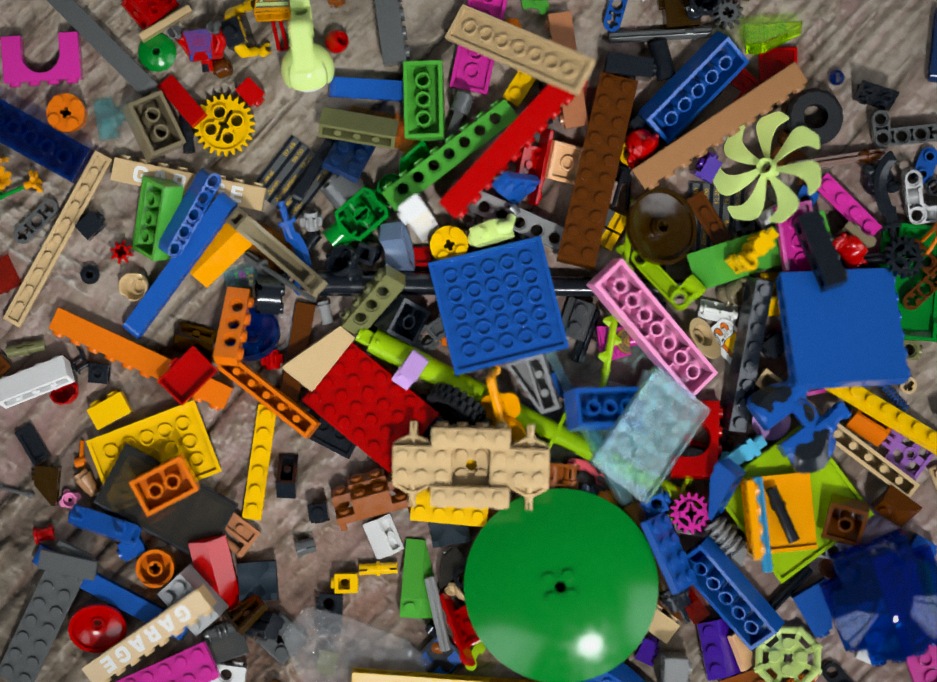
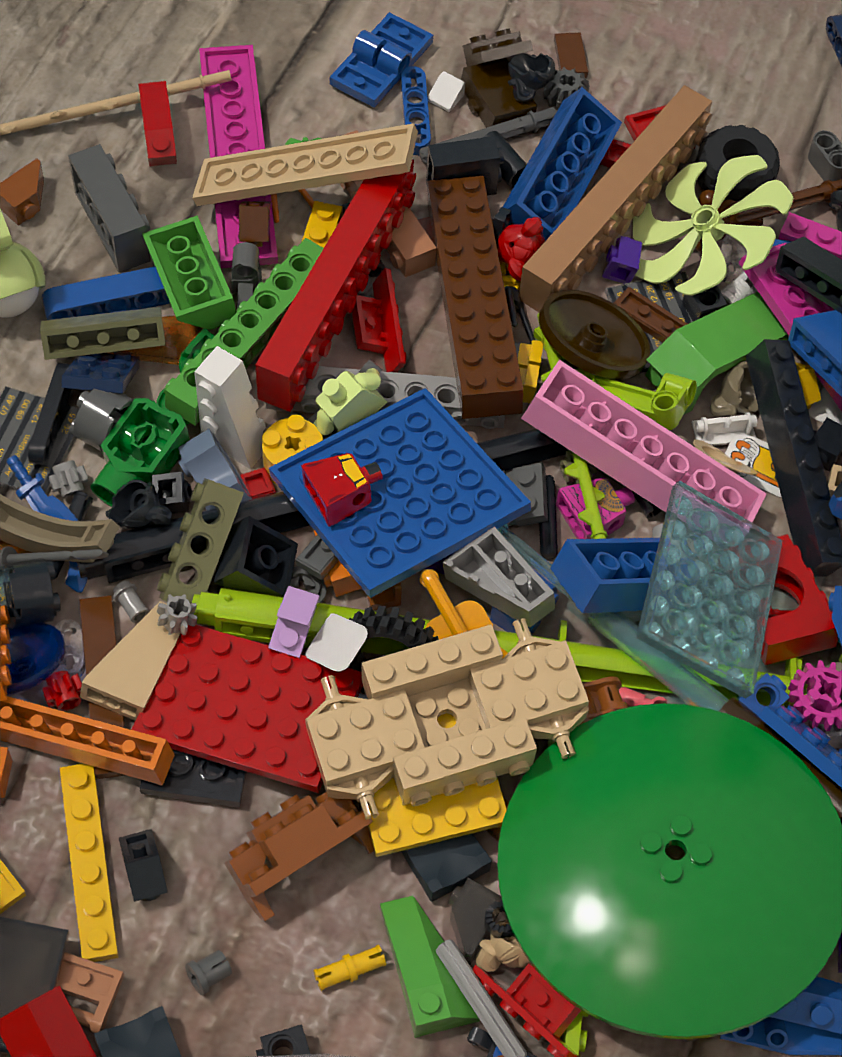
camera: 20 degrees left, 30 degrees down
(318, 512) = (215, 904): black brick -> none
(336, 41) = (42, 248): red piece -> none
(352, 342) = (180, 622): none -> light grey gear
(352, 586) = (304, 996): yellow brick -> none
(383, 536) = (338, 911): white panel -> none
(427, 397) = (337, 643): none -> white sticker
(462, 298) = (339, 485): none -> red torso
(477, 71) = (254, 222): none -> reddish brown slope
(516, 186) = (361, 332): blue wing -> none
(563, 162) = (420, 305): light nougat tile -> none
(757, 246) = (738, 312): yellow hips -> none
(766, 36) = (635, 95): clear neon green slope -> none
(832, 77) = (741, 119): clear blue hinge -> none
(875, 95) = (803, 116): black hinge -> none

